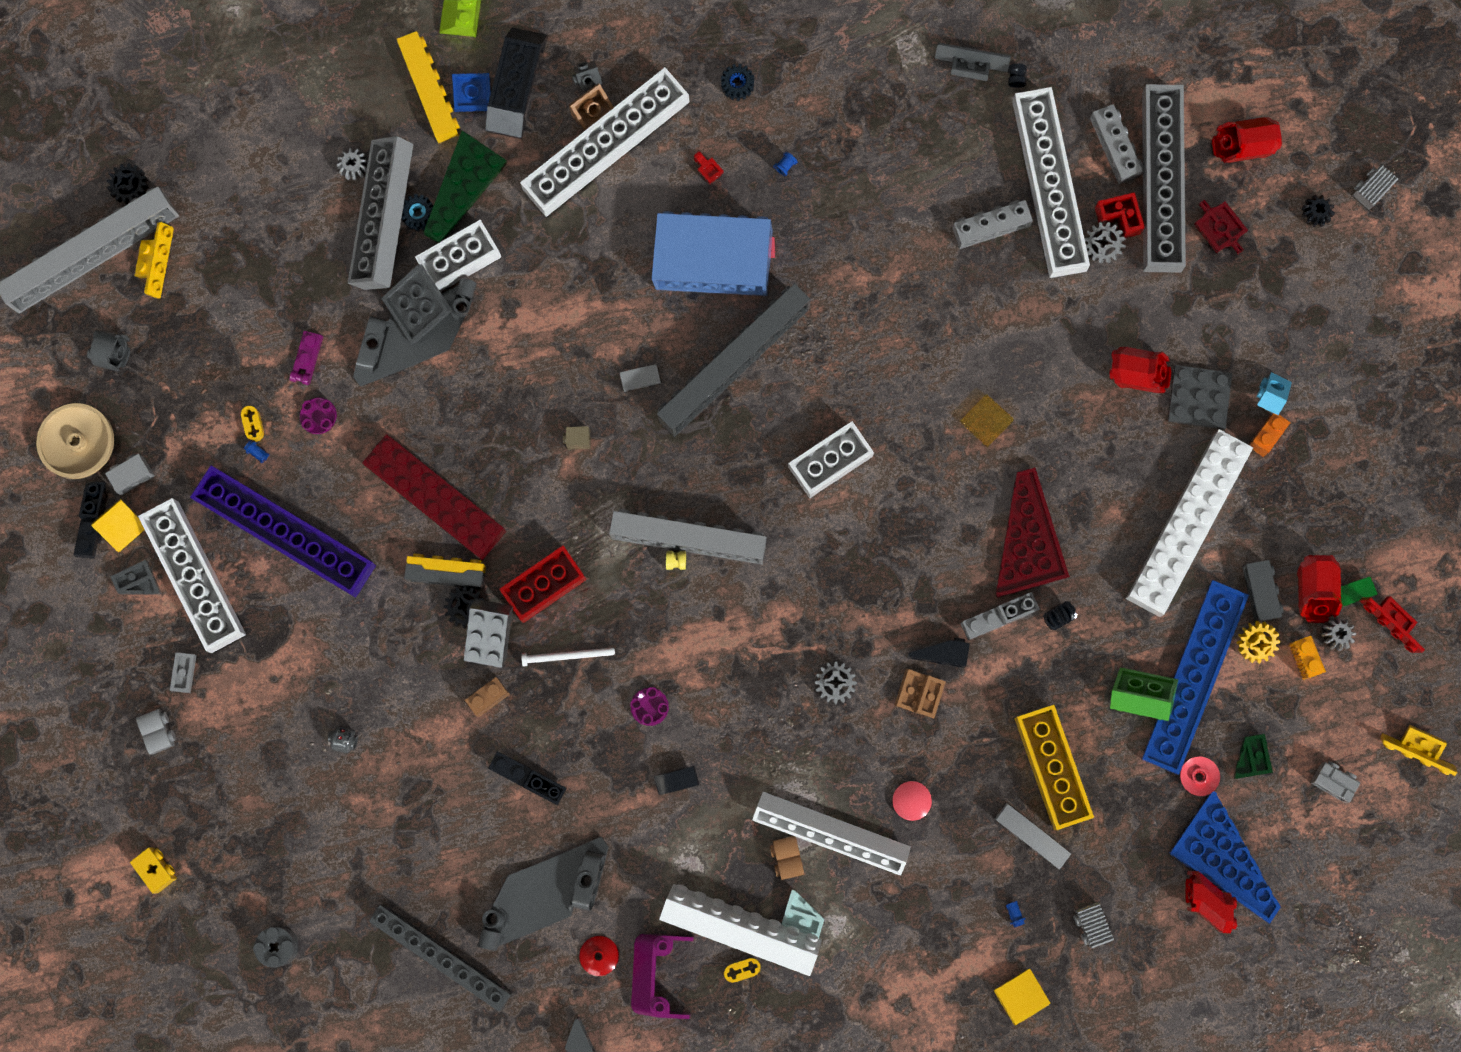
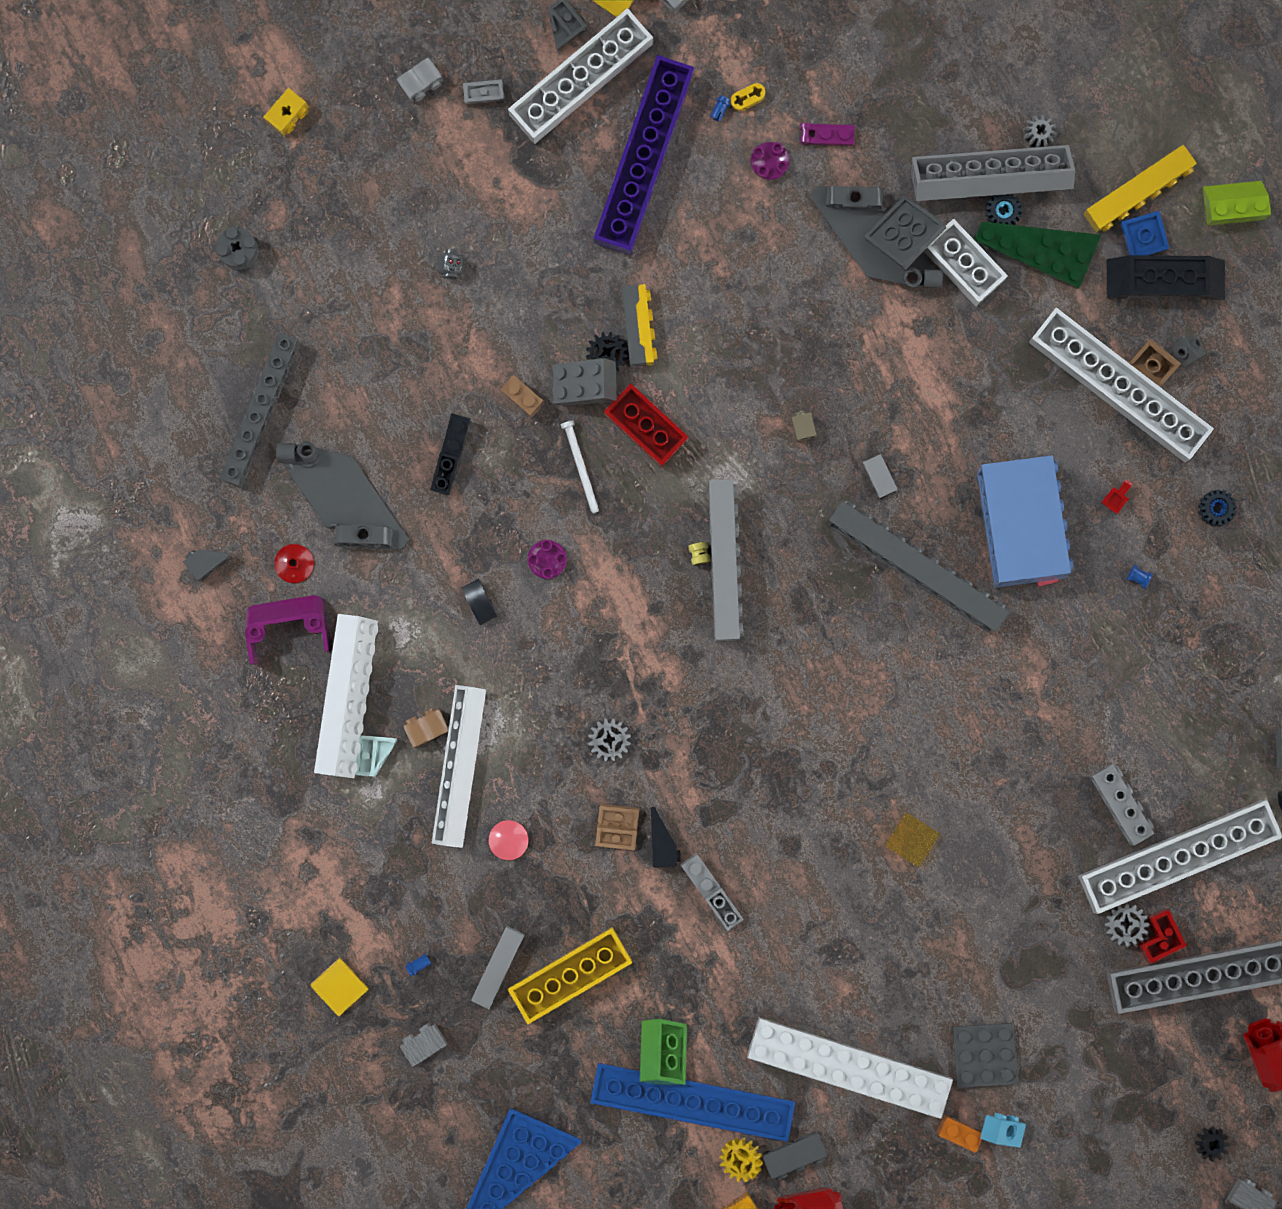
camera: 75 degrees right, 5 degrees up
(434, 497) = (711, 296): dark red brick -> none
(744, 974) = (312, 703): yellow beam -> none
(830, 459) = (835, 688): white brick -> none
(1031, 544) = (792, 909): dark red wing -> none
(1060, 615) = (725, 952): black gear -> none
(1116, 144) = (1238, 918): light grey brick -> none
(1140, 369) = (998, 987): red brick -> none
(1209, 772) = (590, 1135): coral dish -> none
(1210, 902) = (468, 1157): red brick -> none
(1220, 227) = (1172, 1044): dark red plate -> none
(1253, 757) = (622, 1175): dark green wing -> none

